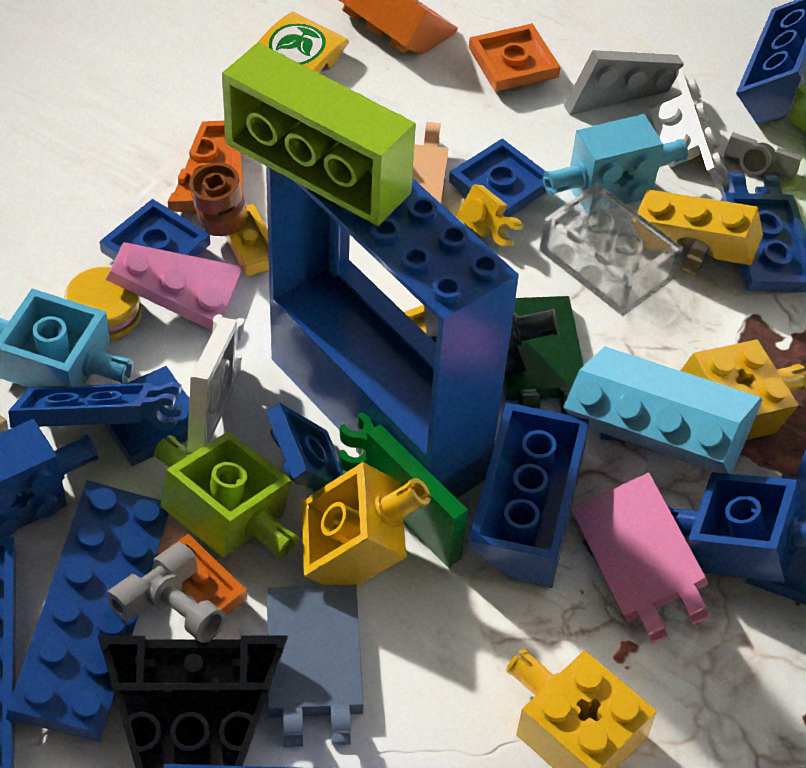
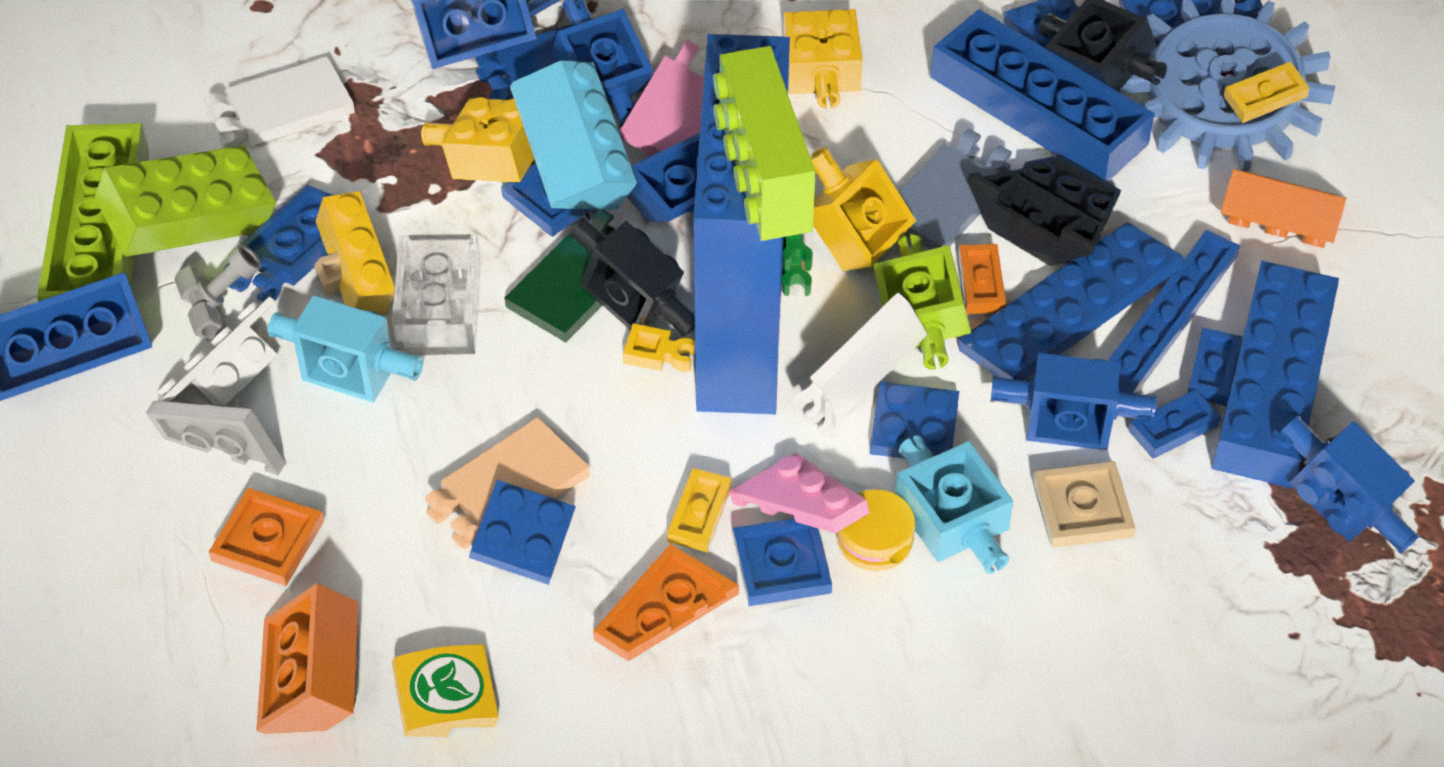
camera: 135 degrees left, 0 degrees up
(98, 405) = (972, 404): blue tile -> none
(163, 589) = (1023, 259): light grey bar -> none
(218, 199) = (710, 519): dark orange wheel -> none
(306, 448) = (836, 288): blue plate -> none
(485, 216) = (485, 397): yellow plate -> none
(504, 173) = (432, 424): blue plate -> none

